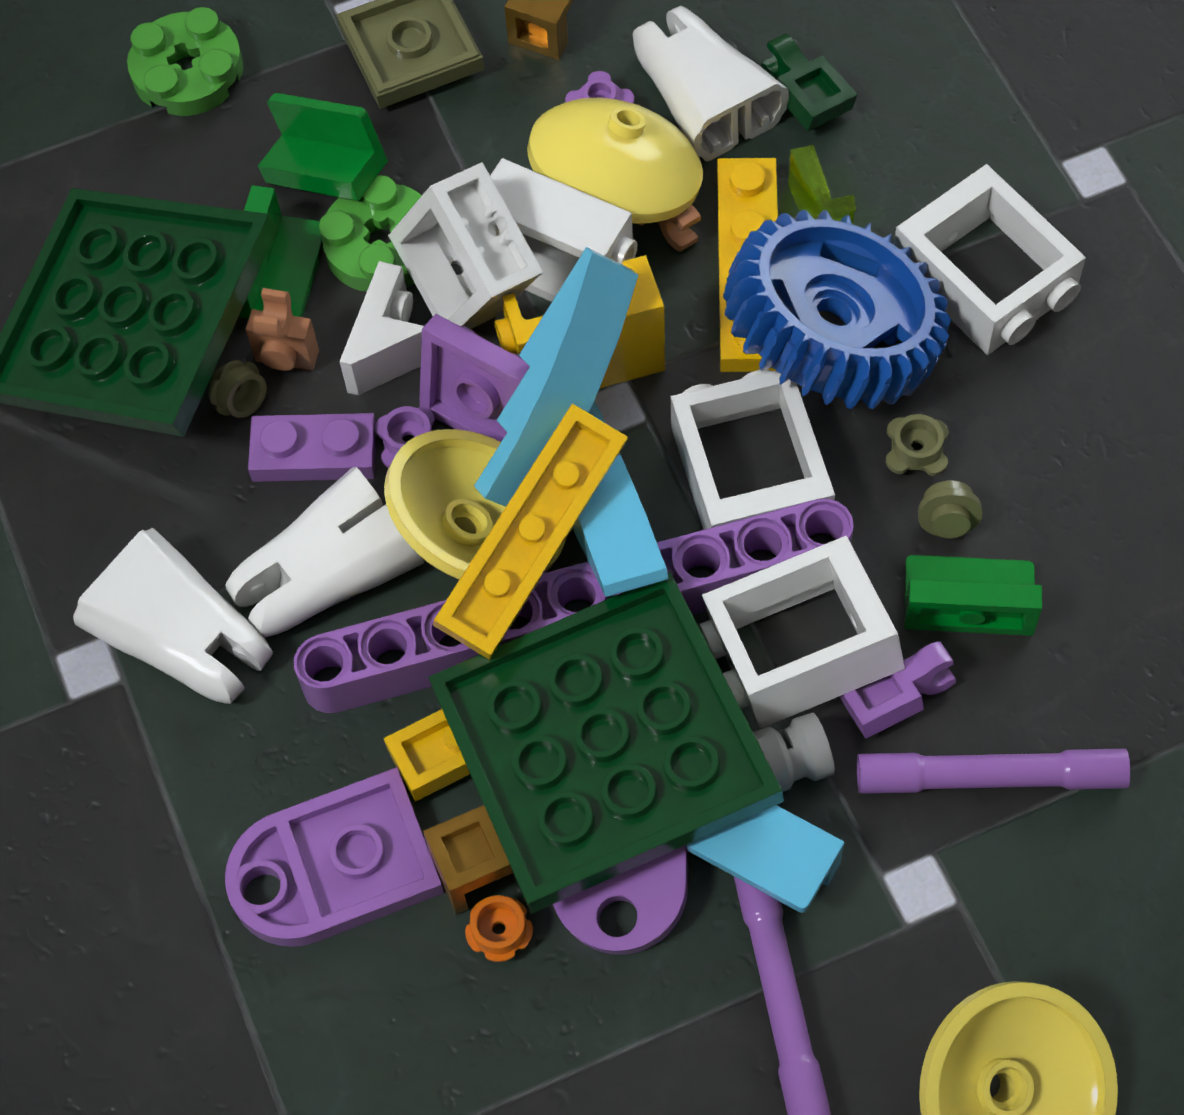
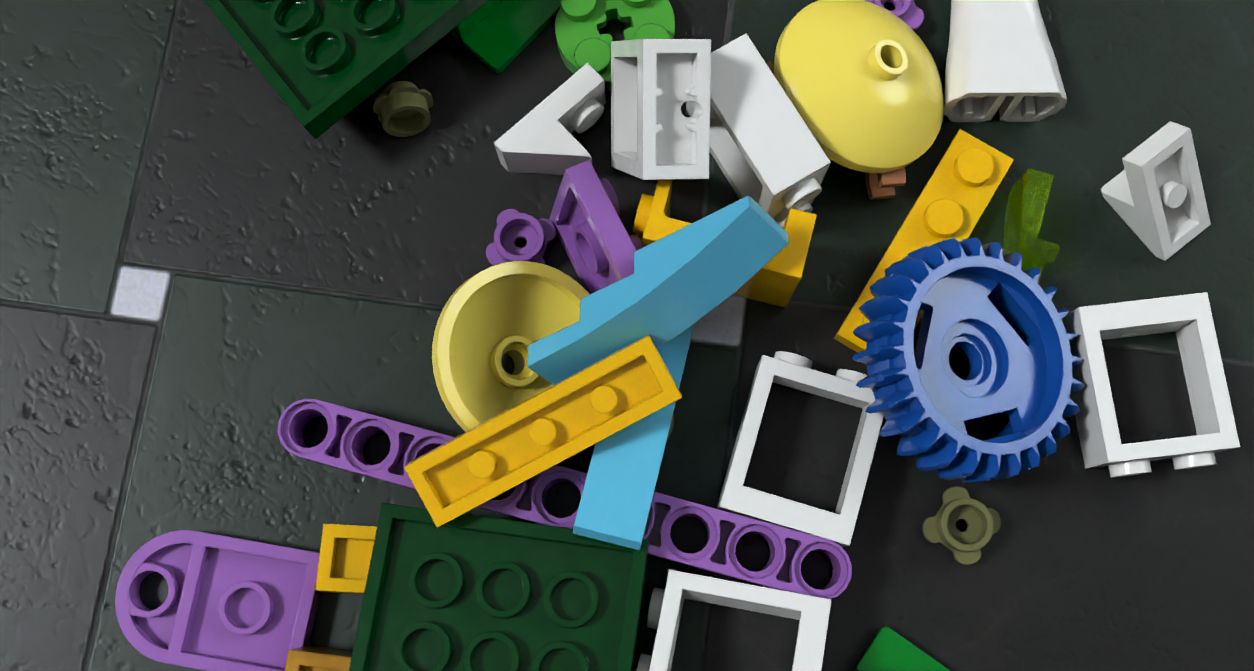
camera: 30 degrees right, 15 degrees up
(170, 618) = (219, 297): white piece -> none
(279, 337) = (462, 82): nougat plate -> none
(311, 446) = (436, 201): medium lavender plate -> none
(322, 558) = (375, 315): white piece -> none
(814, 86) = (1094, 107): dark green plate -> none
(906, 118) = (1161, 191): none -> white slope
(949, 509) = (949, 612): olive plate -> none

